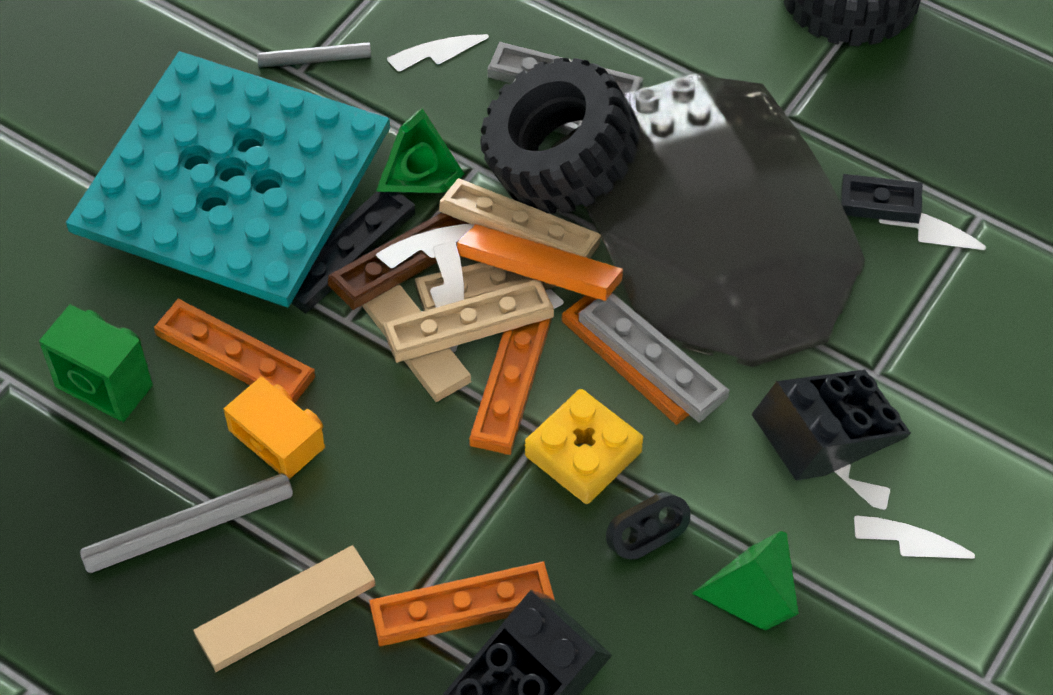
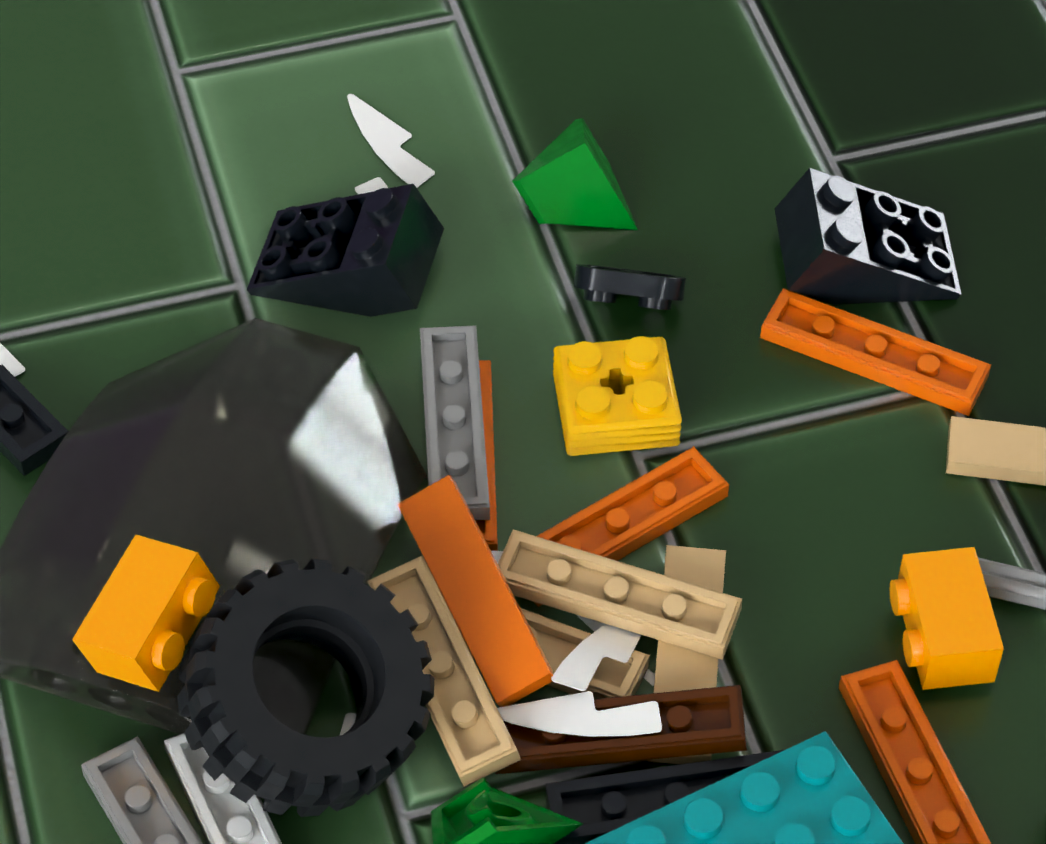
camera: 140 degrees left, 5 degrees down
(656, 86) = (147, 613): none -> light orange brick

